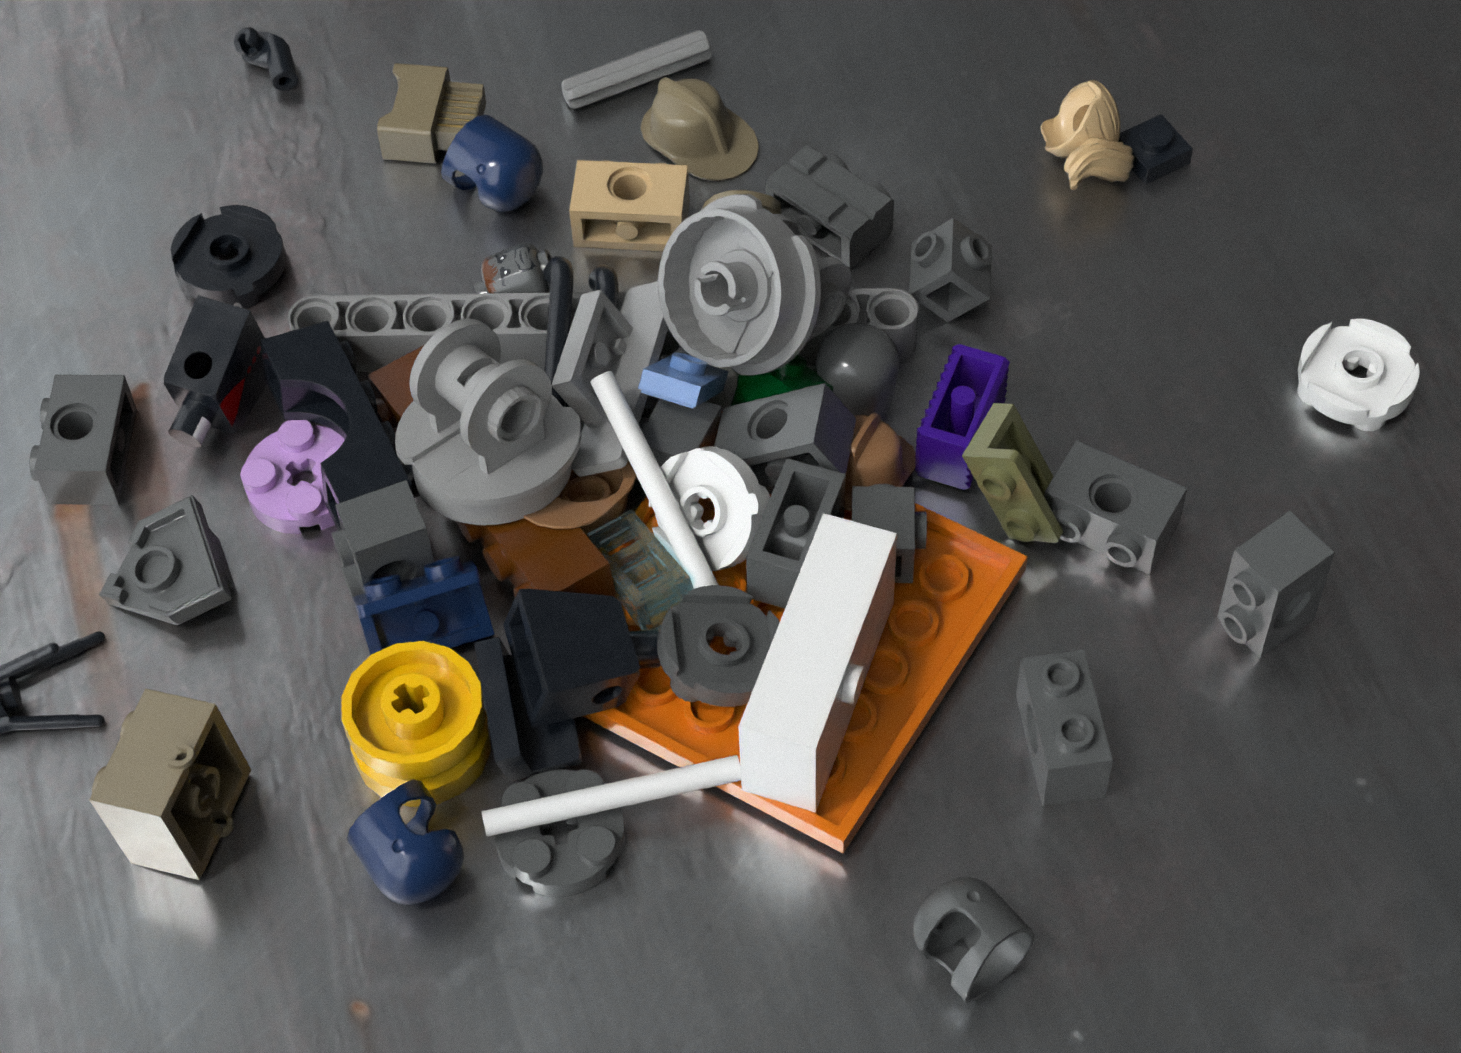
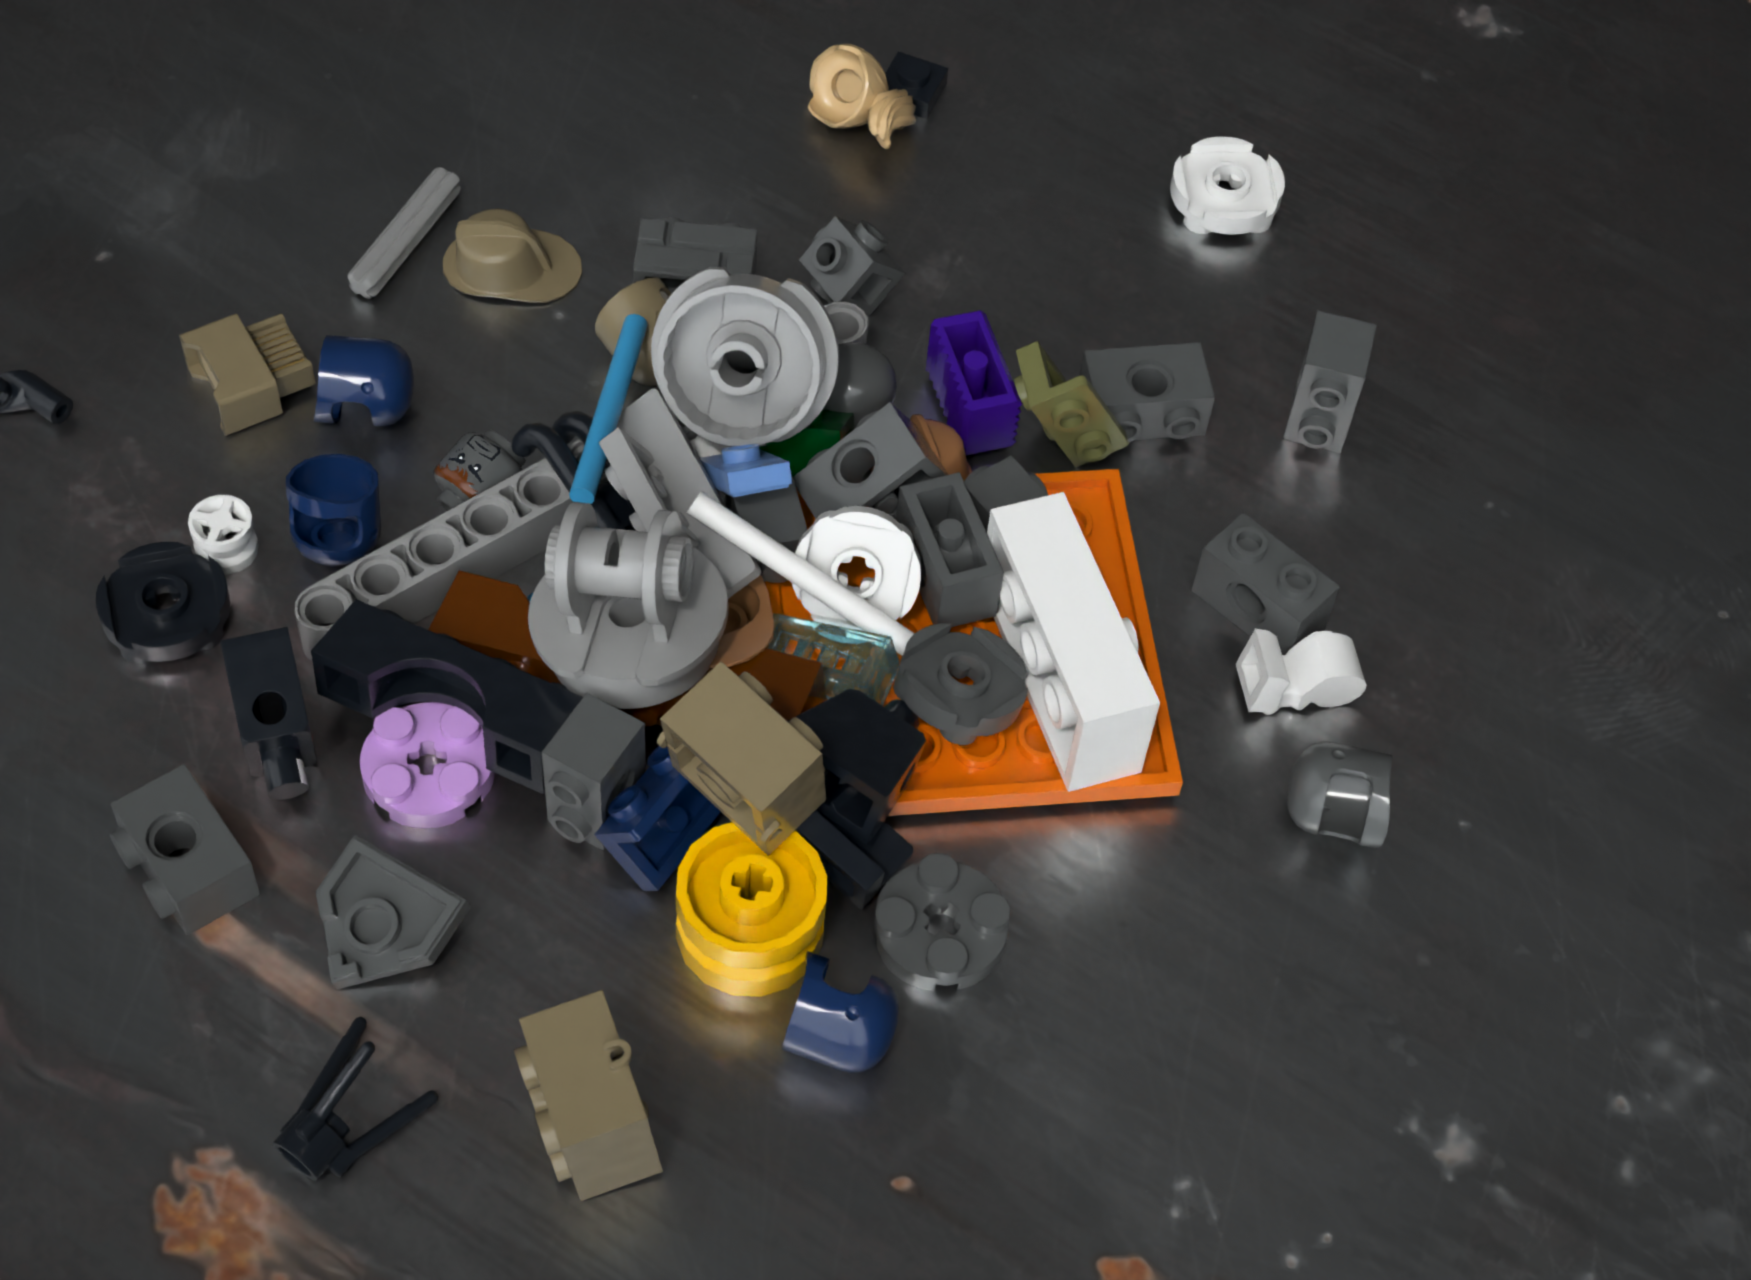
camera: 45 degrees left, 0 degrees up
(309, 228) = (213, 522): none -> white wheel
(389, 238) = (334, 497): none -> dark blue helmet
(455, 594) = (745, 755): none -> dark tan brick
(611, 285) = (608, 408): none -> dark azure bar
(611, 795) = (972, 863): white bar -> none
(627, 204) = (518, 355): tan brick -> none
(1047, 823) = (1315, 671): none -> white leg

